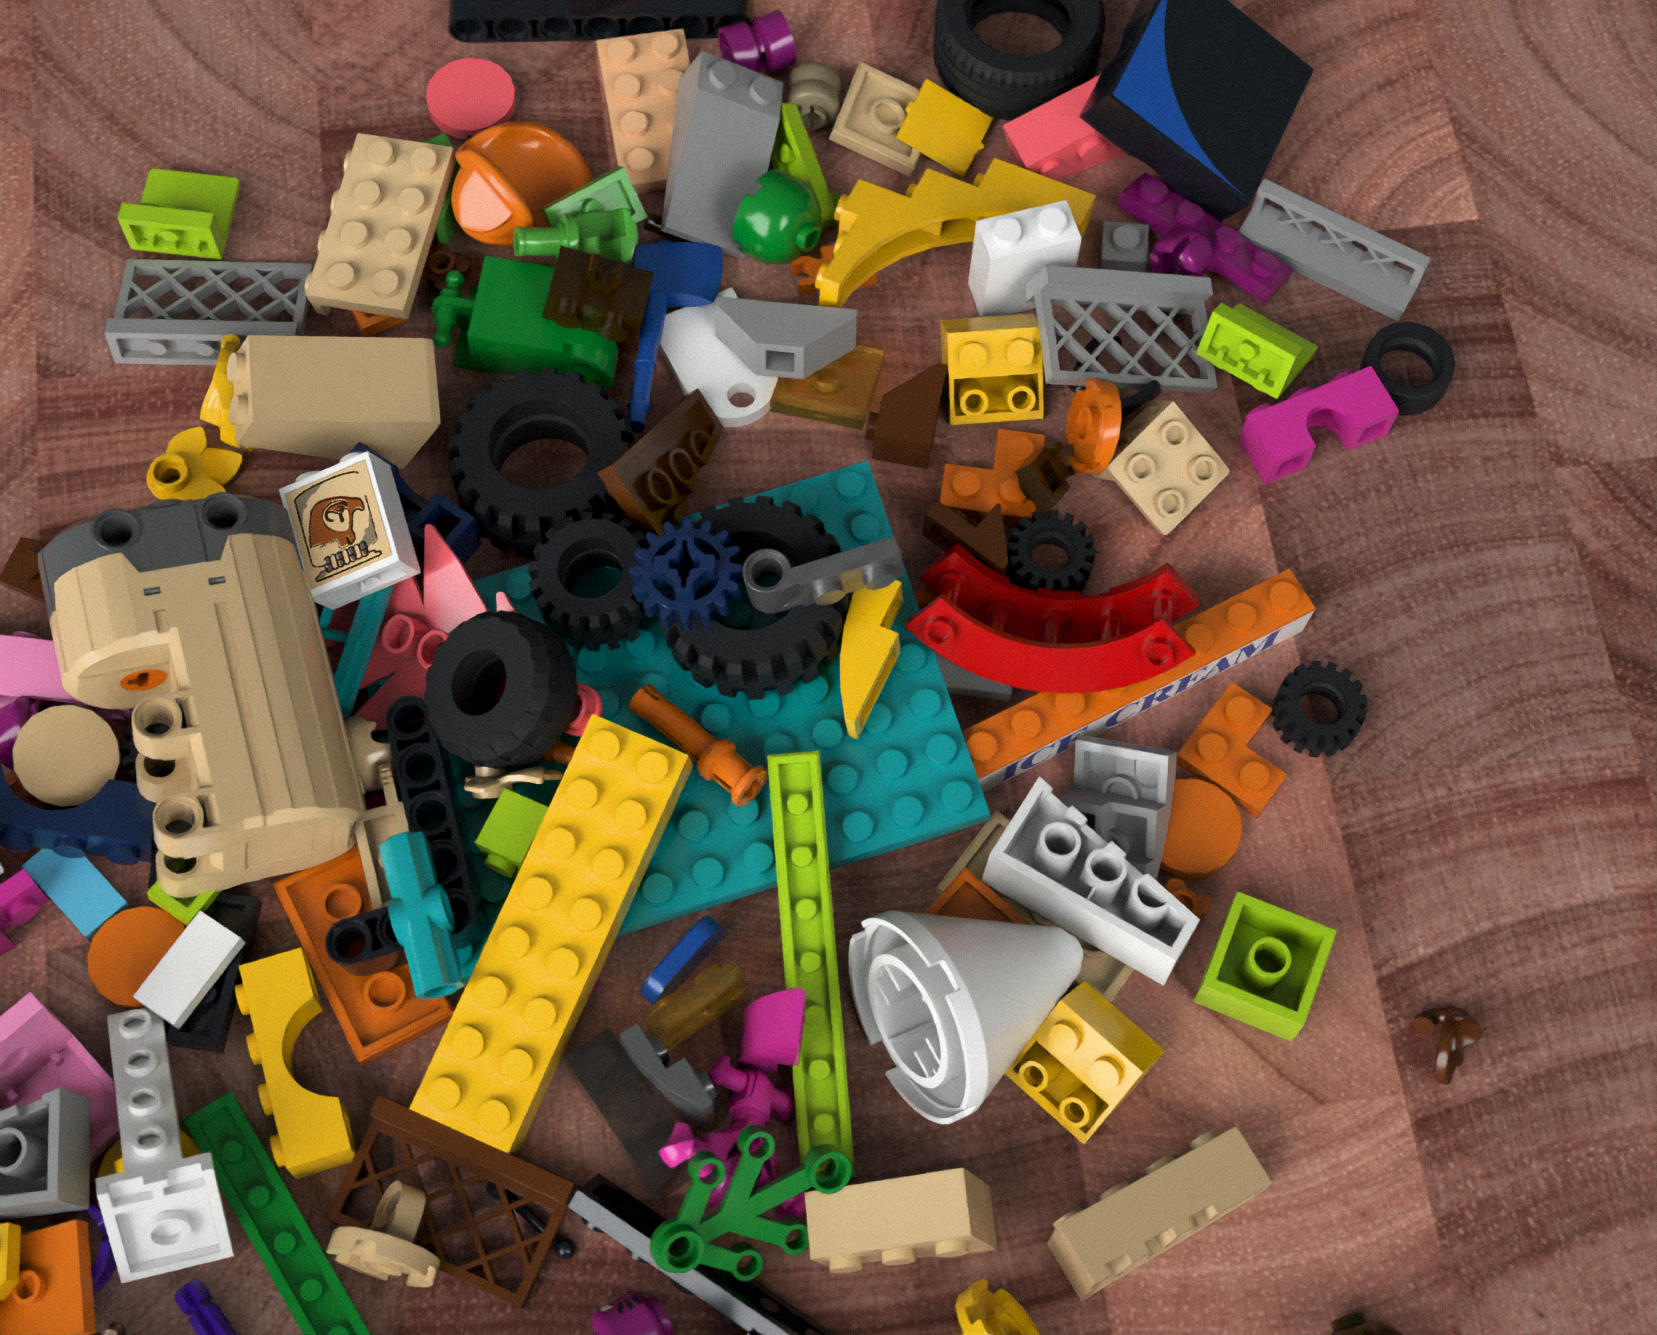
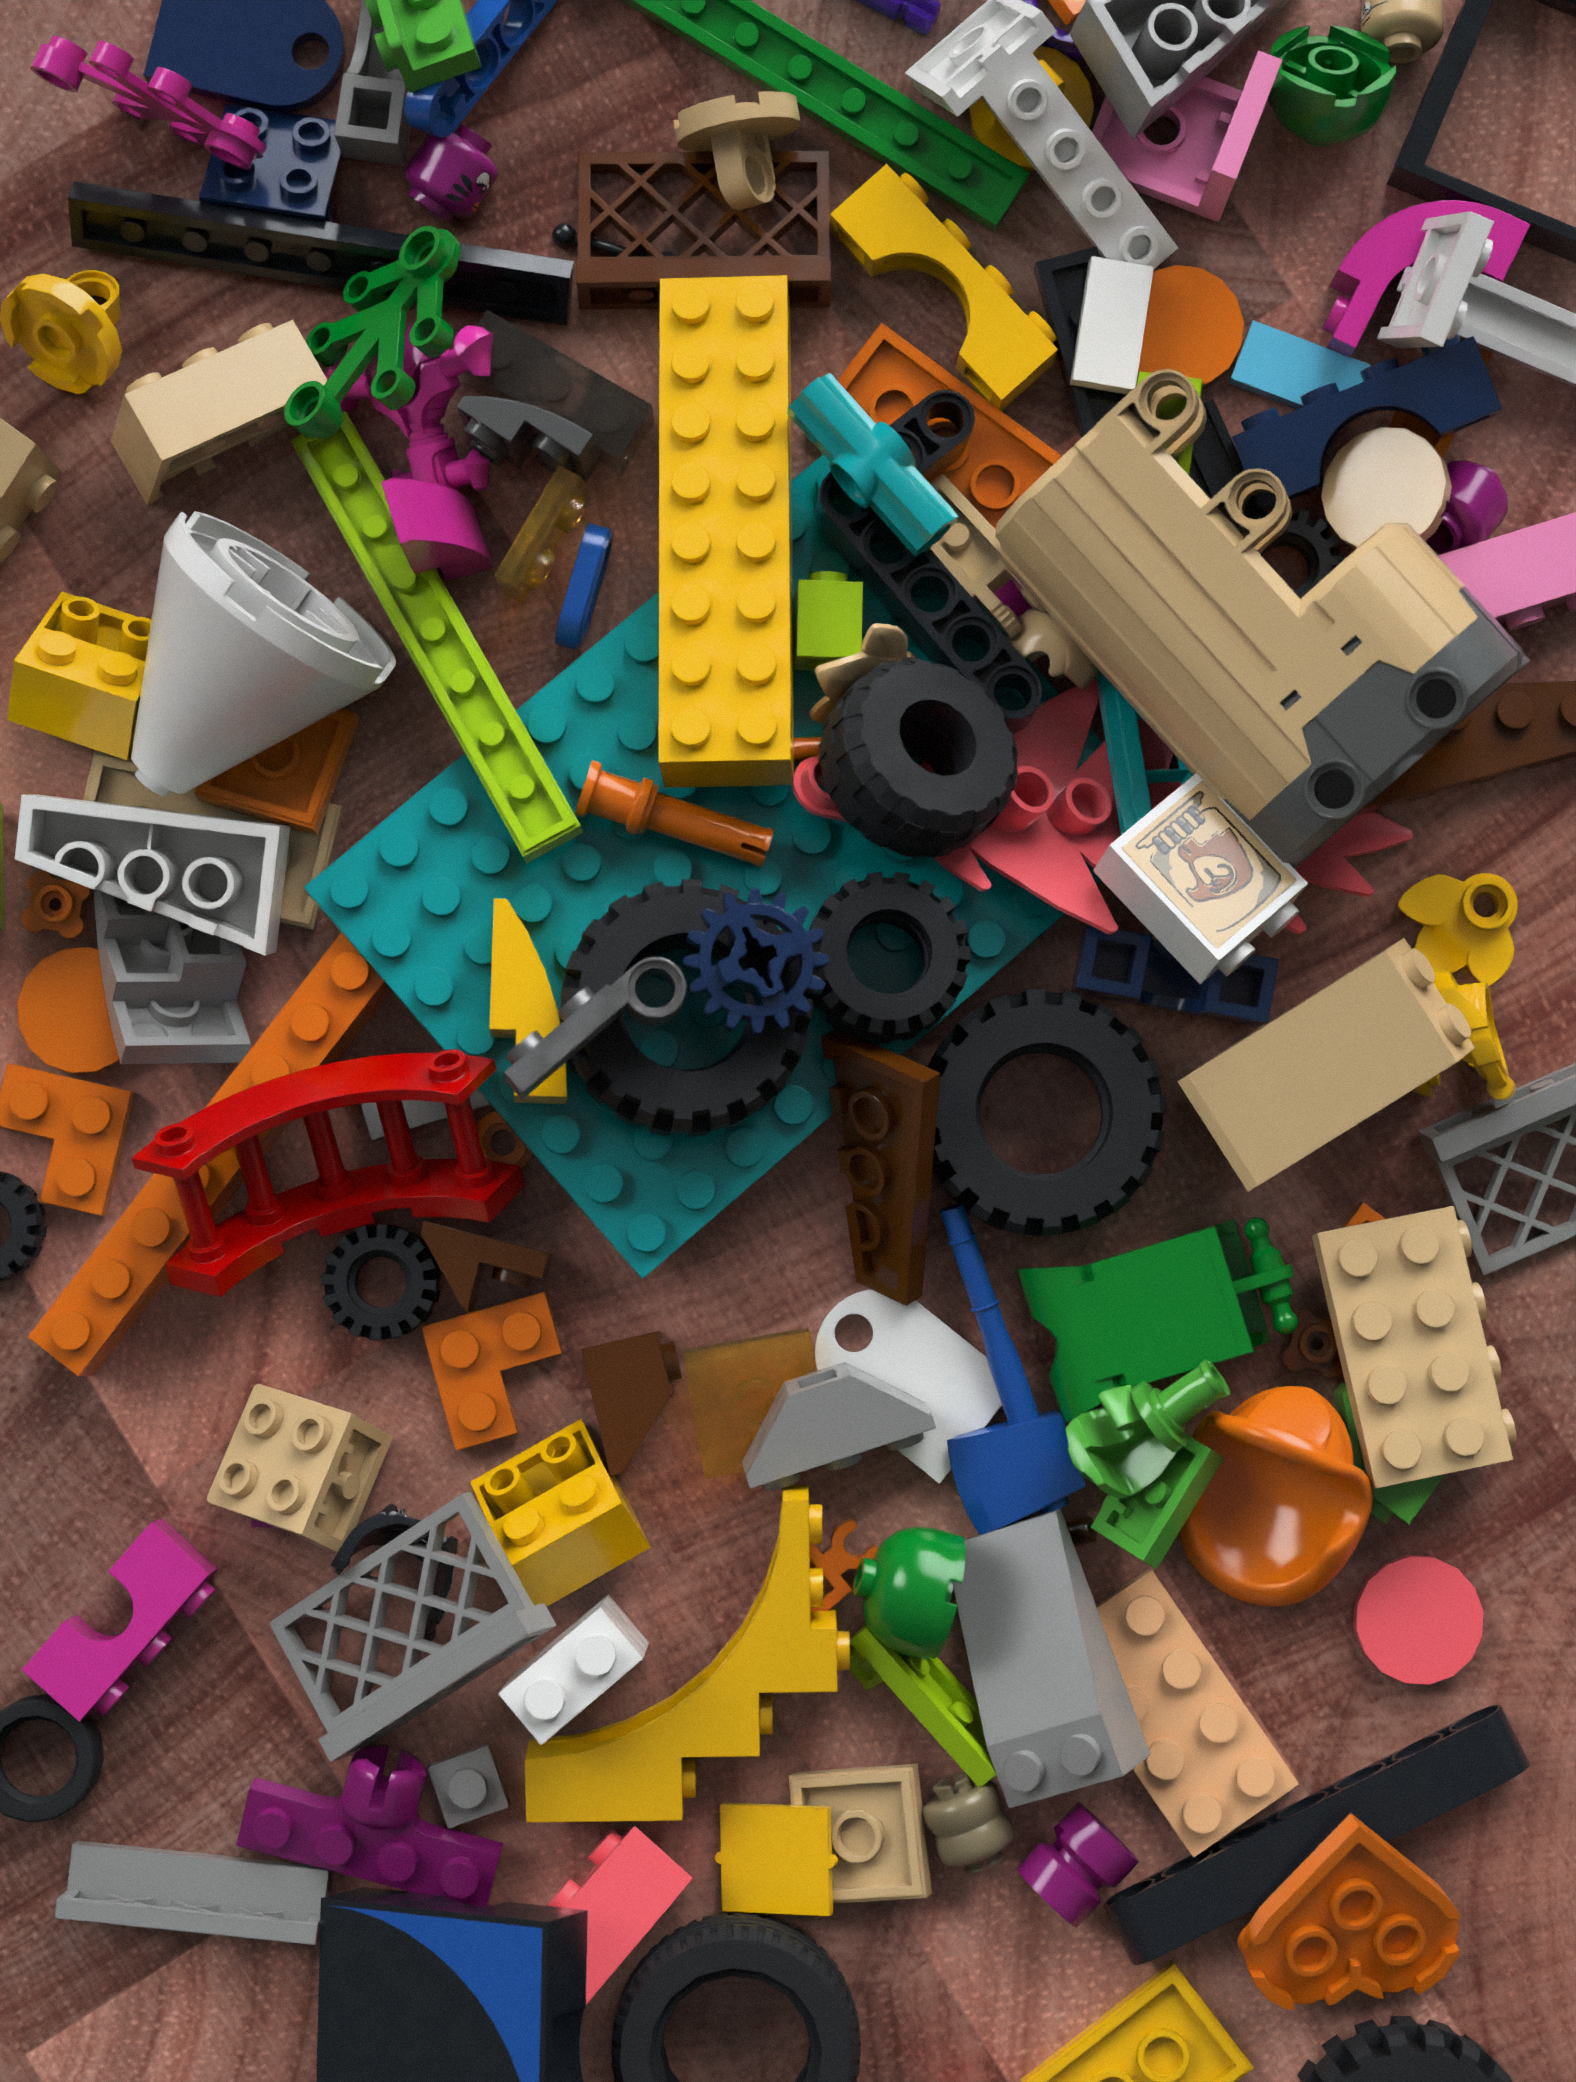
camera: 160 degrees right, 20 degrees up
(597, 295) = (1079, 1348): dark brown brick -> none
(1044, 477) = (428, 1375): dark brown plate -> none
(1094, 426) = (386, 1465): orange tile -> none
(1254, 348) = (233, 1692): lime bracket -> none

